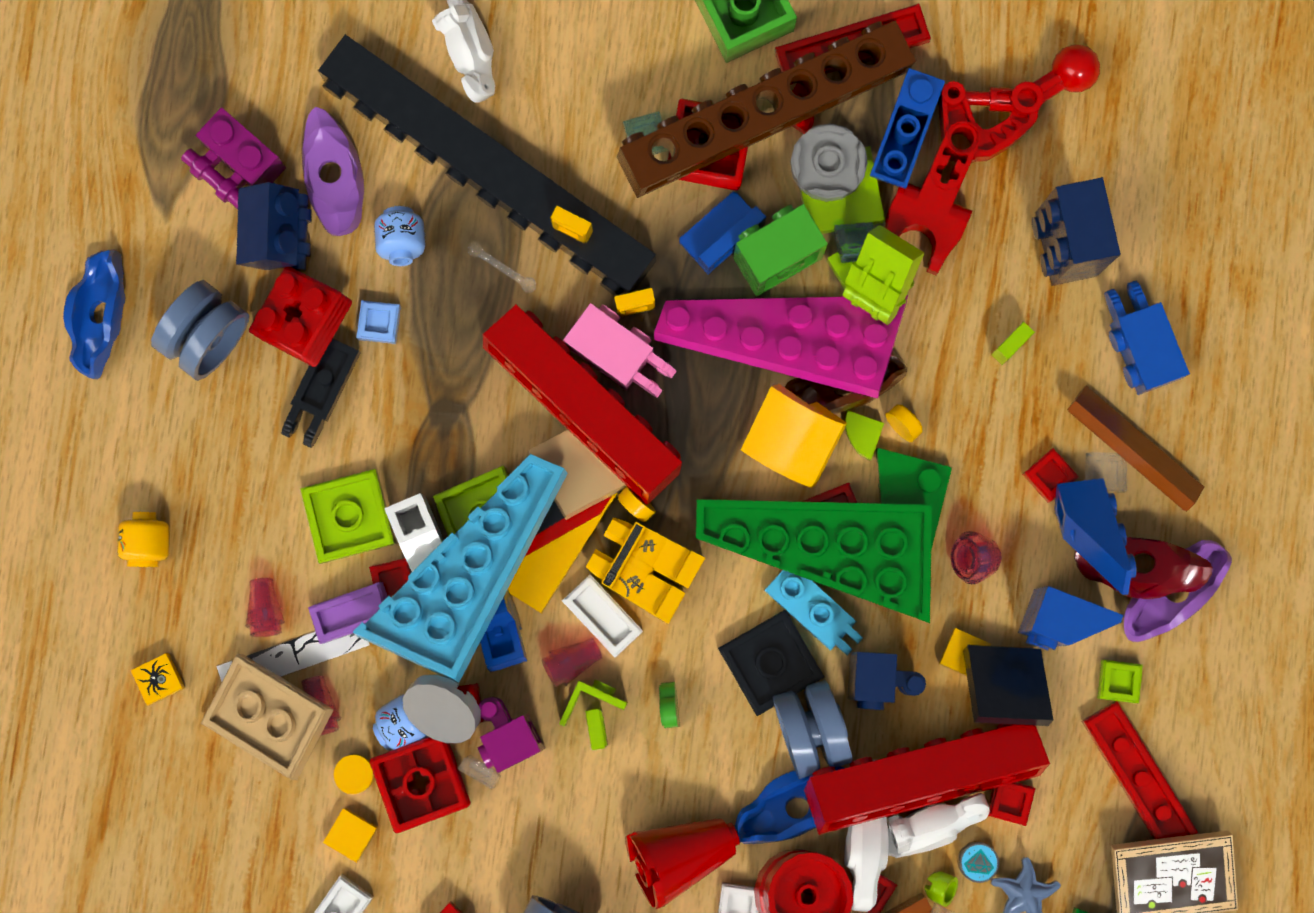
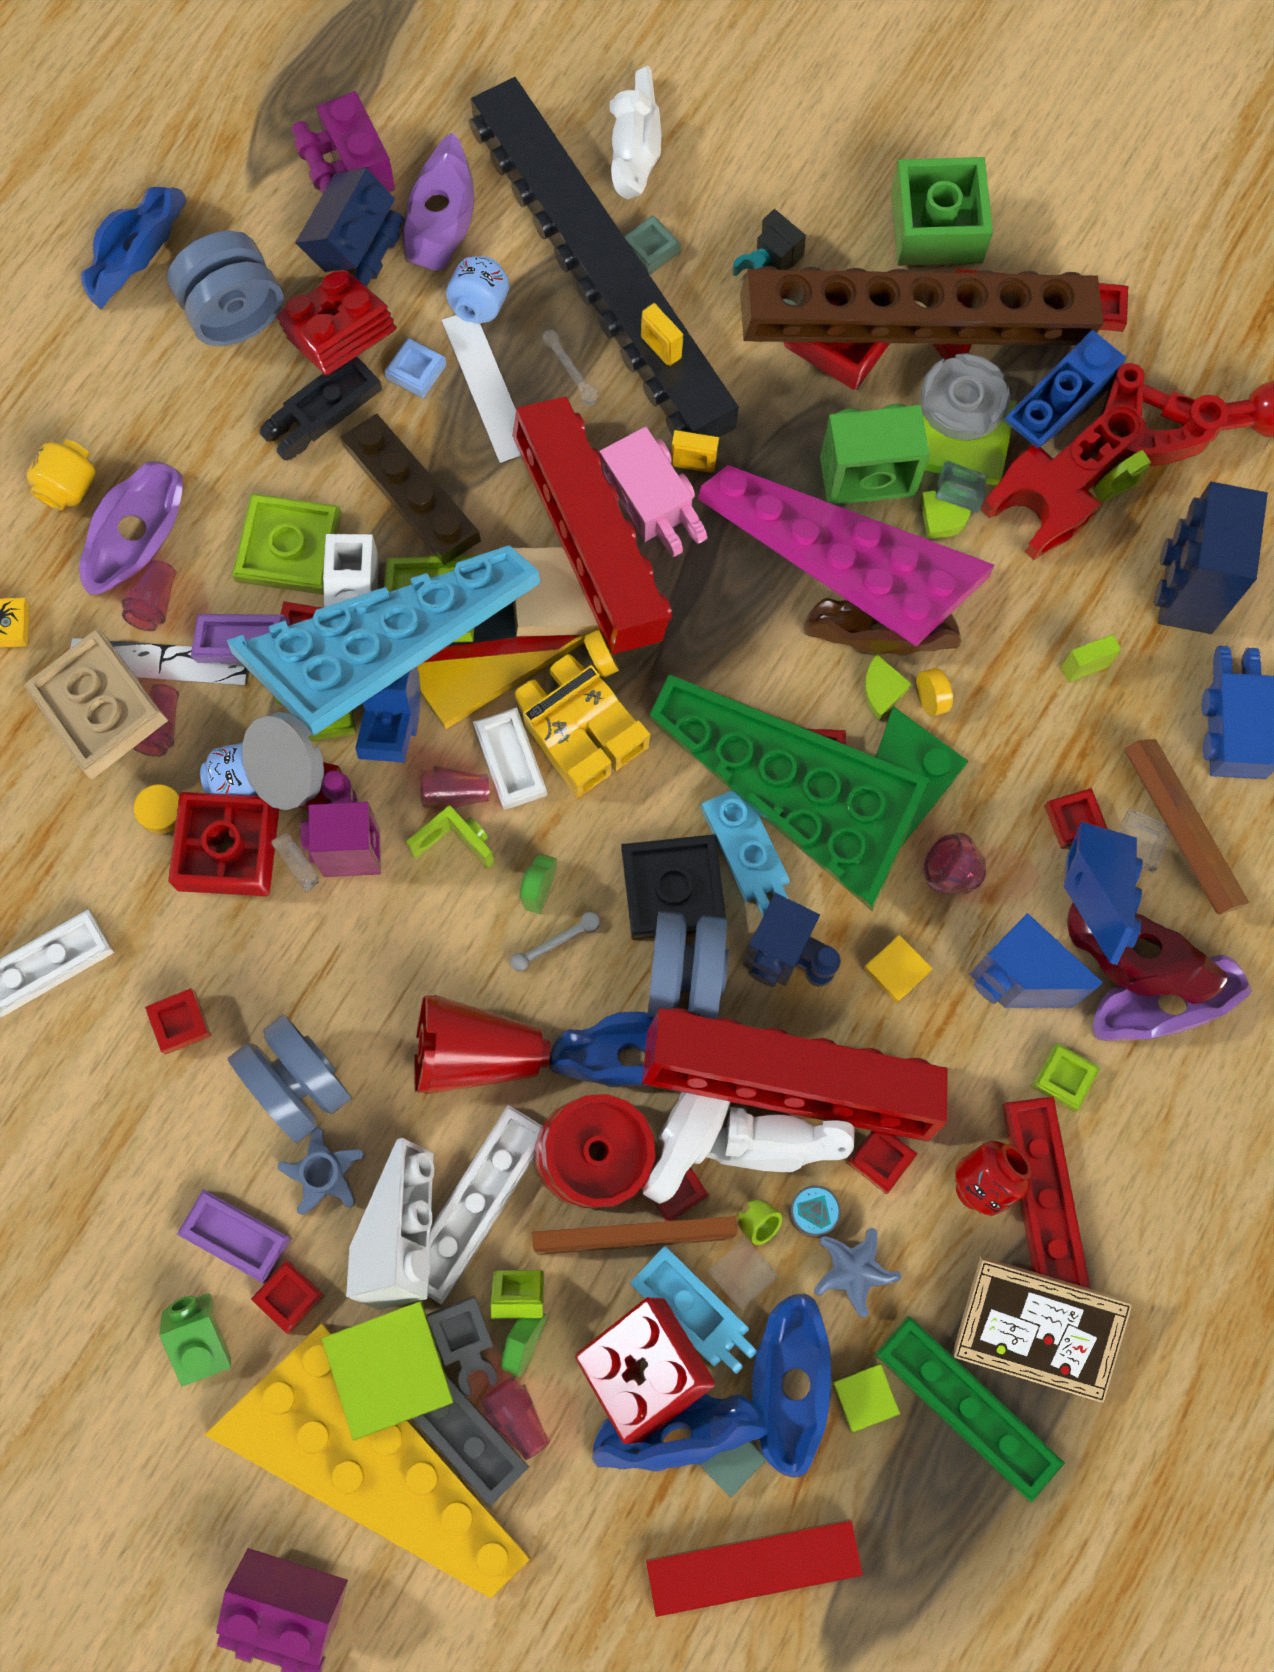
camera: 20 degrees right, 10 degrees down
(224, 526) = (149, 495): none -> medium lavender piece
(350, 835) = (122, 872): yellow tile -> none
(425, 431) = (411, 489): none -> dark brown plate
(440, 311) = (484, 383): none -> white sticker
(519, 130) = (653, 244): none -> sand green tile
(596, 729) = (446, 871): lime tile -> none
(624, 92) = (778, 246): none -> pearl dark grey piece
(682, 770) = (589, 924): none -> light grey hinge
(717, 232) = (803, 427): blue panel -> none
(793, 436) = (805, 650): yellow slope -> none
(882, 274) = (976, 519): lime piece -> none
(979, 177) = (1123, 476): none -> lime tile
(1007, 685) = (933, 1017): black tile -> none
(1097, 785) = (992, 1177): none -> red head

